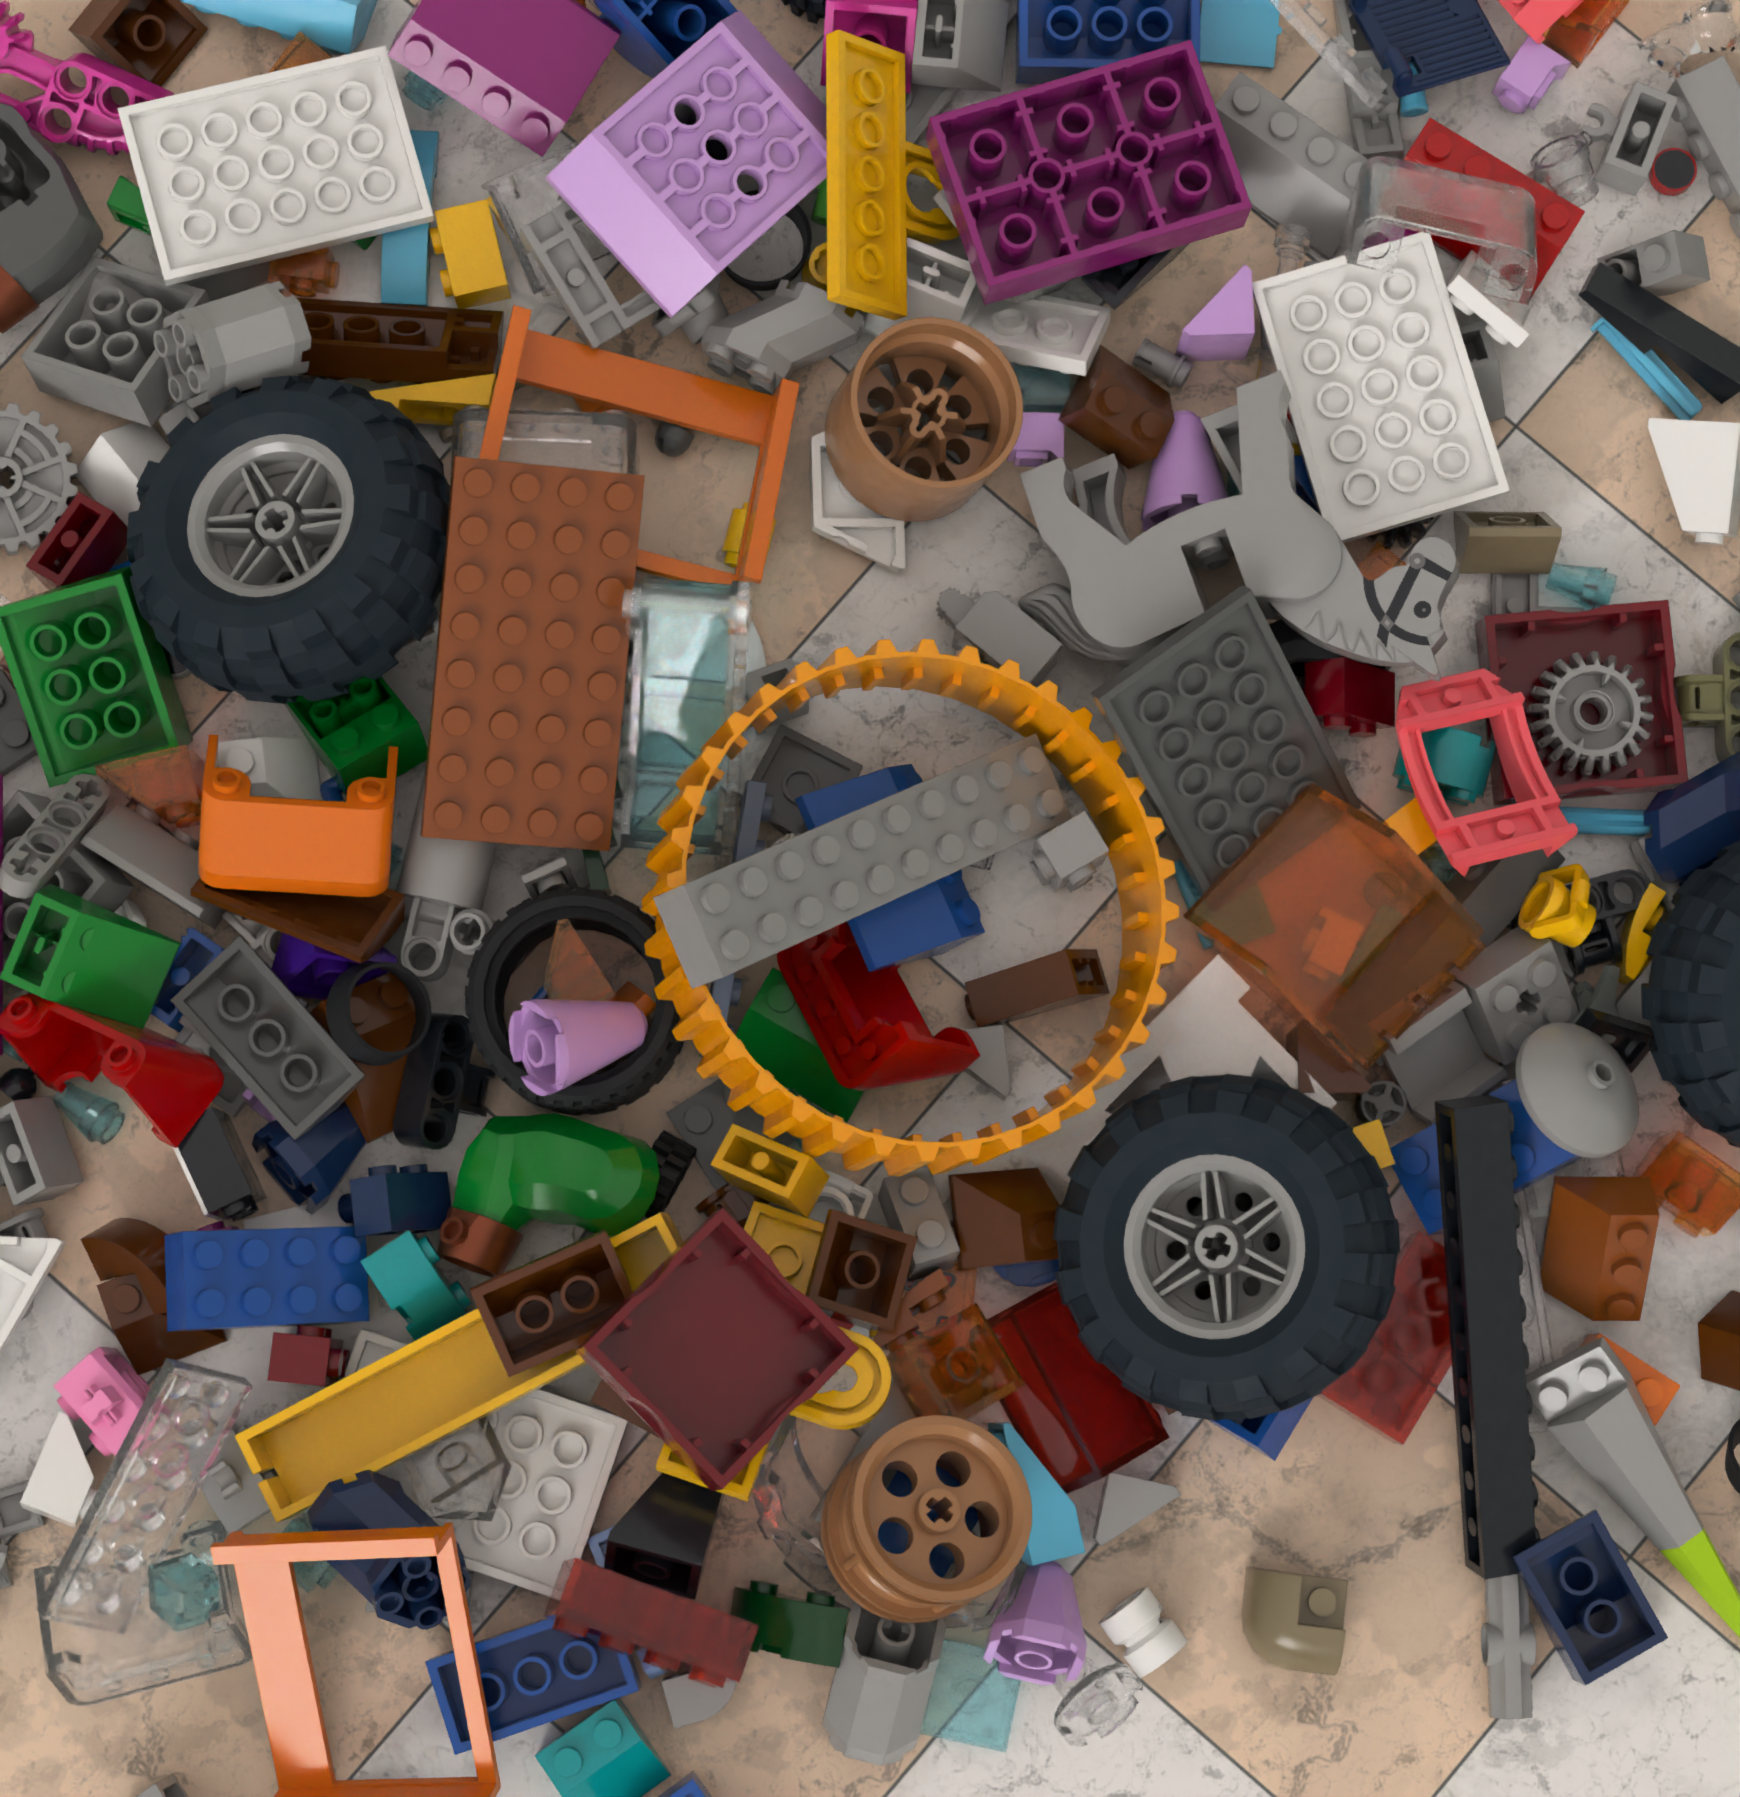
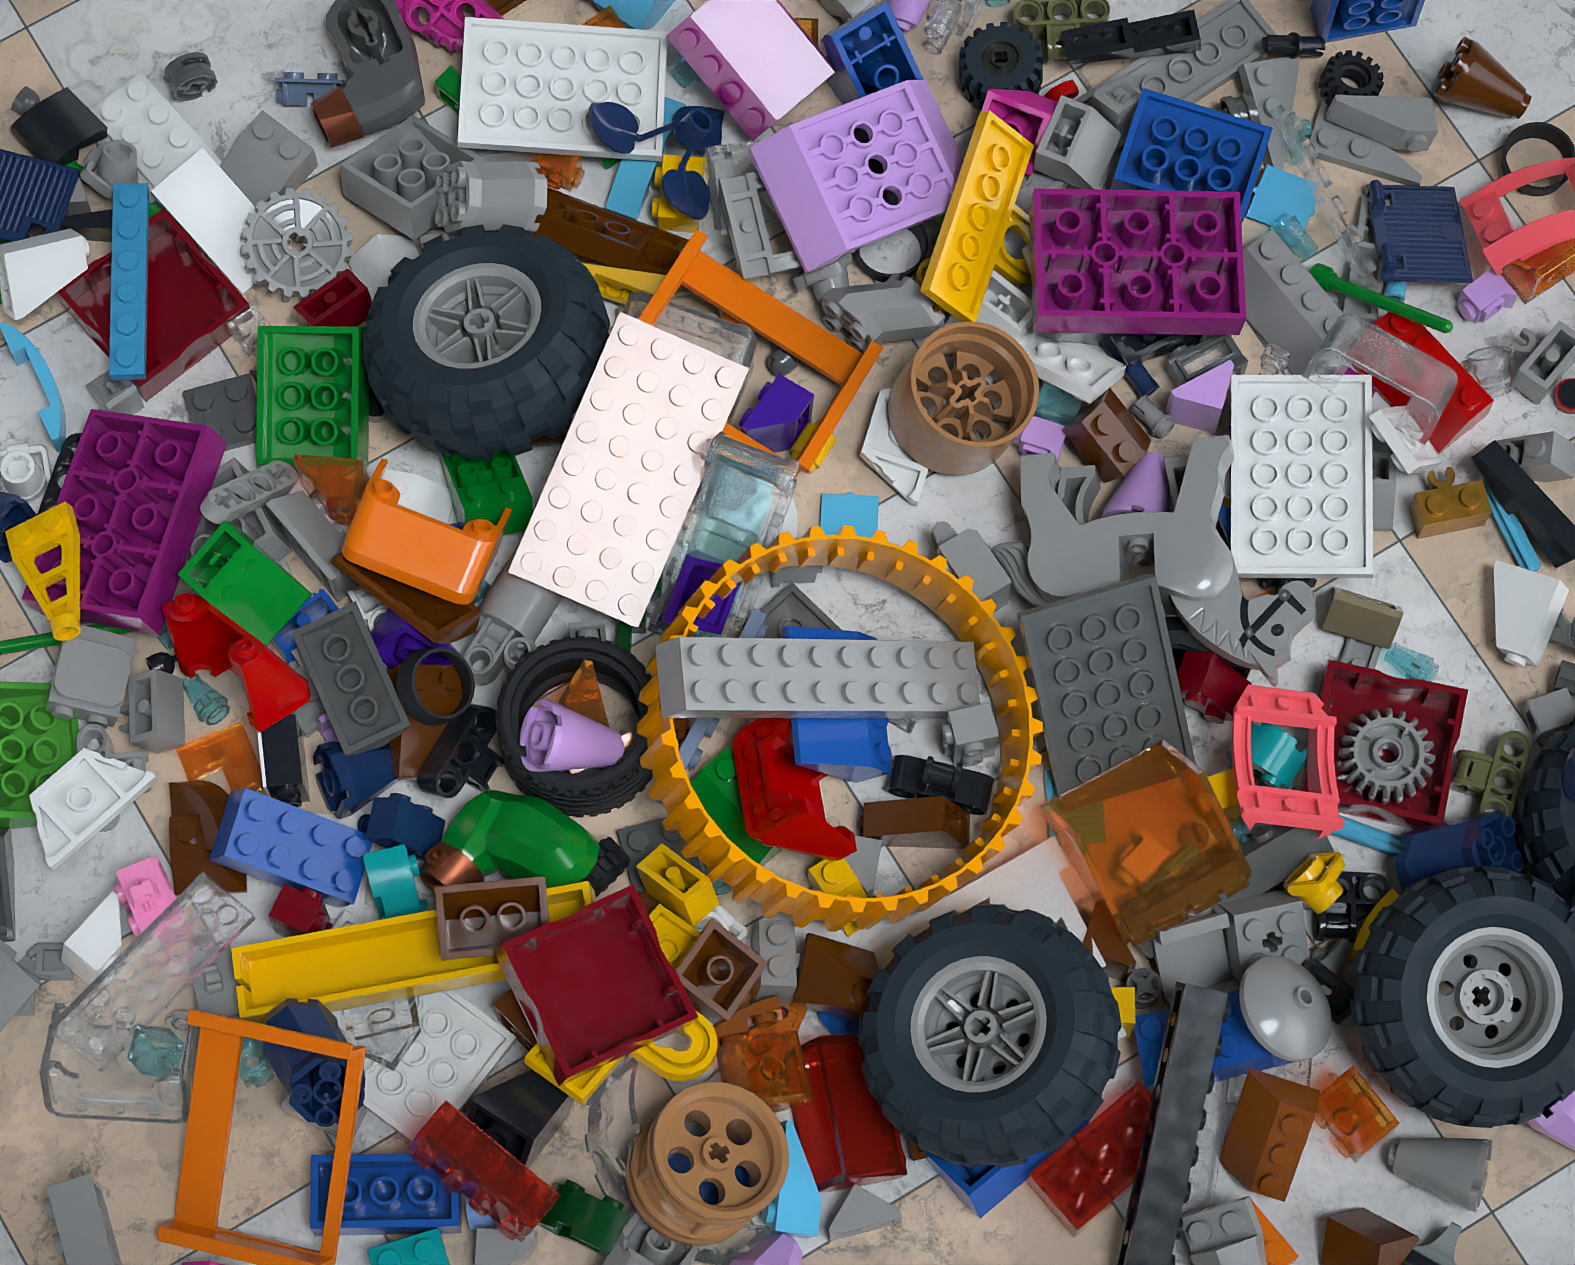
camera: 20 degrees right, 10 degrees down
(139, 1168) = (224, 750): none -> clear orange tile
(462, 163) = (693, 128): none -> dark blue plant
(664, 758) = (694, 571): none -> dark purple slope
(694, 513) = (779, 414): none -> dark purple slope
(825, 619) = (849, 510): none -> medium azure piece
(970, 1102) = (838, 880): none -> yellow slope
(1049, 925) = (924, 778): none -> black piece
(1127, 315) = (1135, 373): none -> dark blue pin
(1204, 272) = (1211, 352): none -> dark grey window
(1266, 69) = (1294, 236): none -> clear light blue cone
(1328, 115) = (1330, 281): none -> green piece
(1567, 365) = (1448, 506): none -> pearl gold brick

